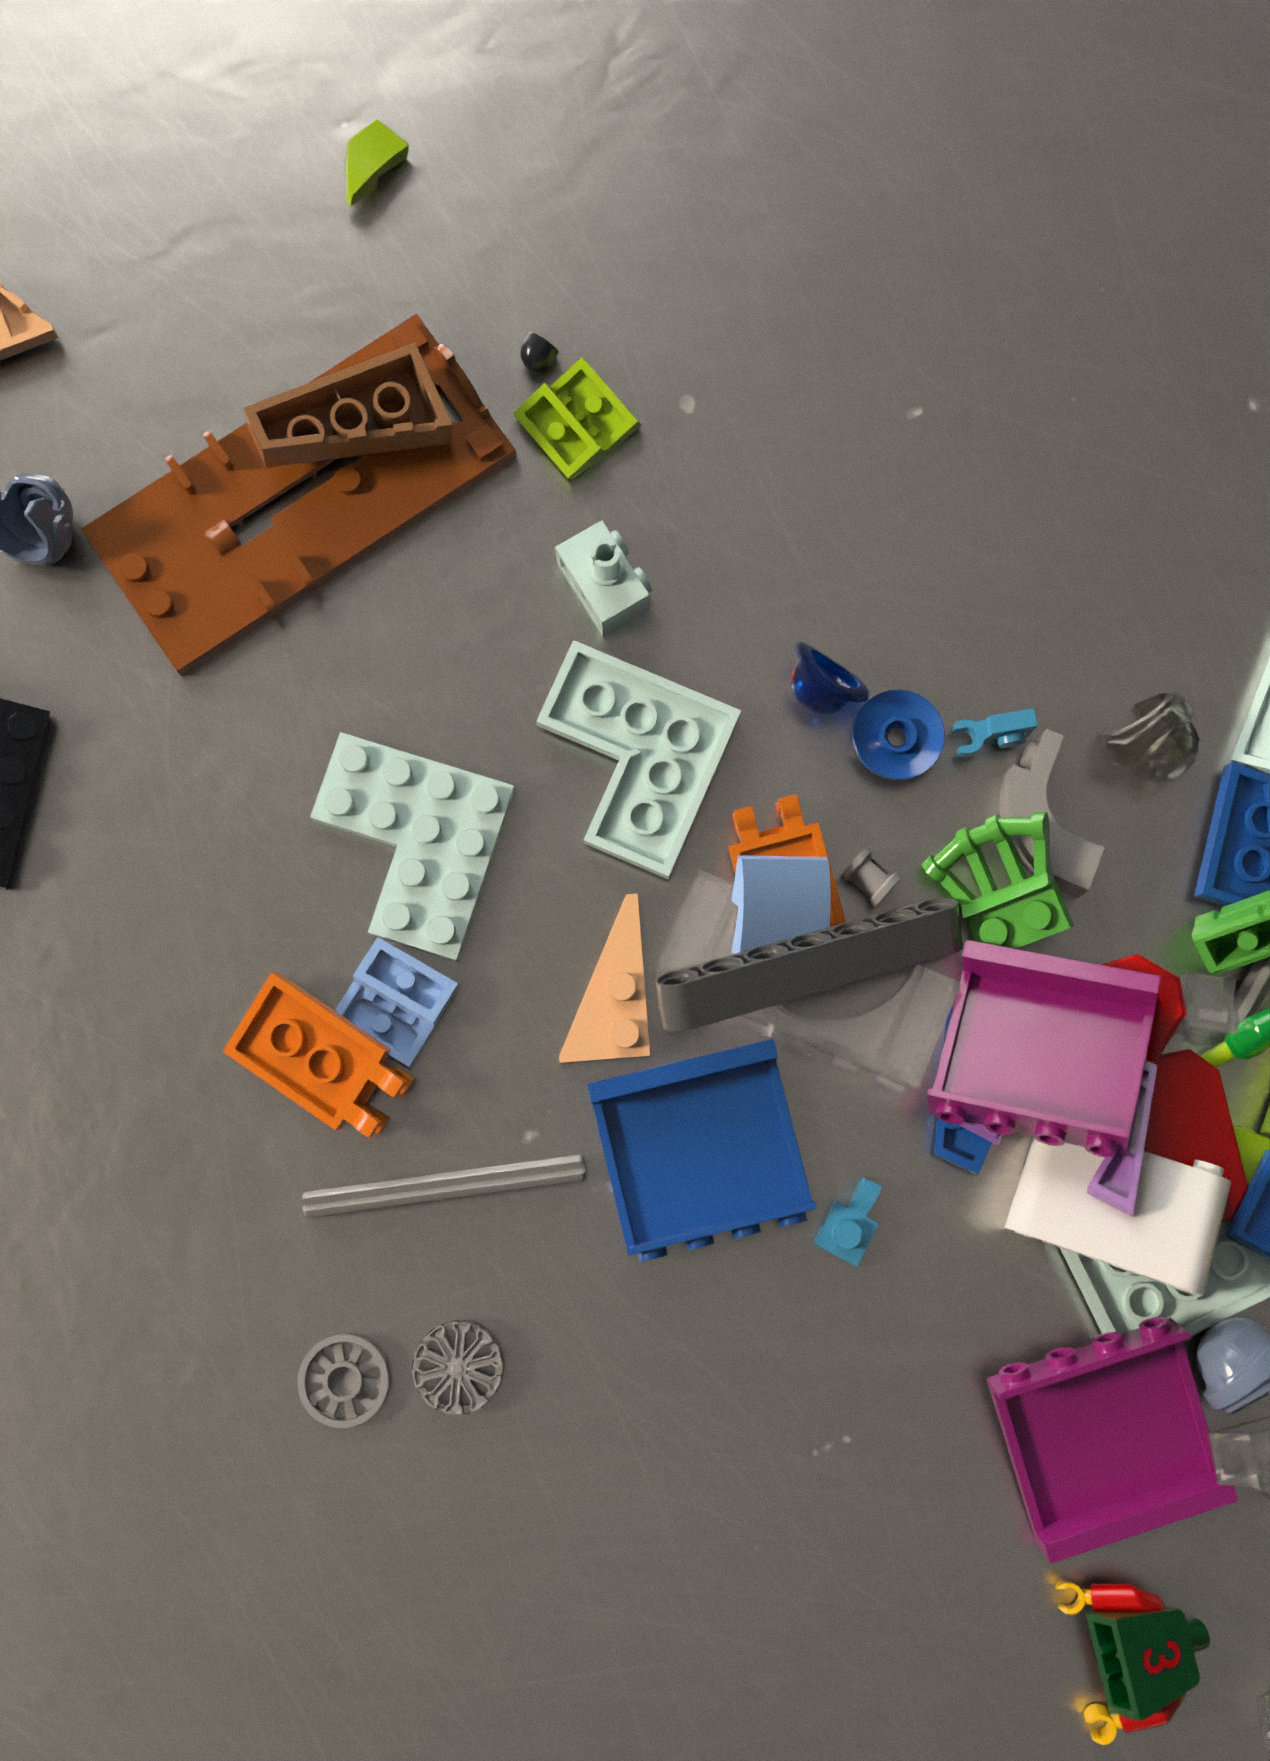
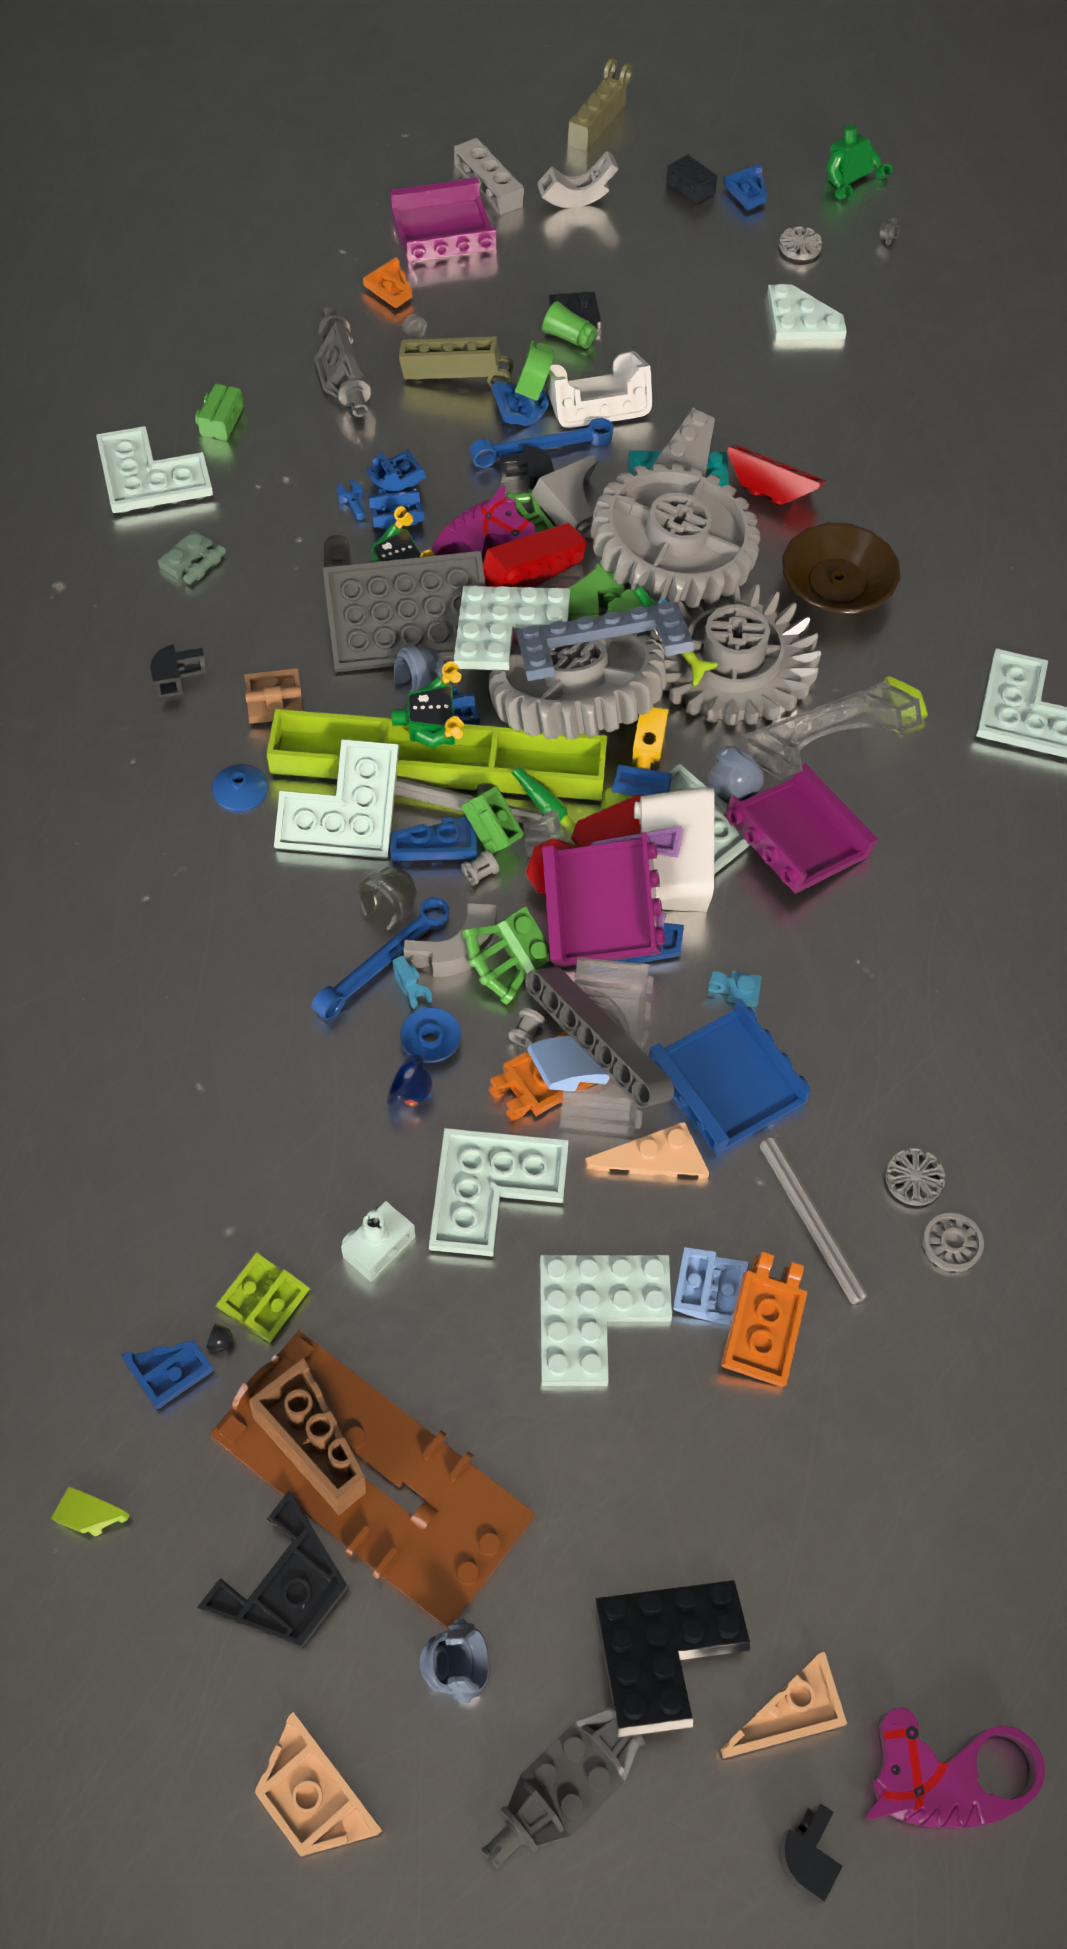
camera: 110 degrees left, 20 degrees down
(190, 368) = (294, 1592): none -> black wing
(515, 282) = (168, 1370): none -> blue wing
(999, 615) = (332, 999): none -> blue piece
(1140, 1654) = (903, 790): dark green torso -> none
(1173, 894) = (480, 868): none -> light grey bush

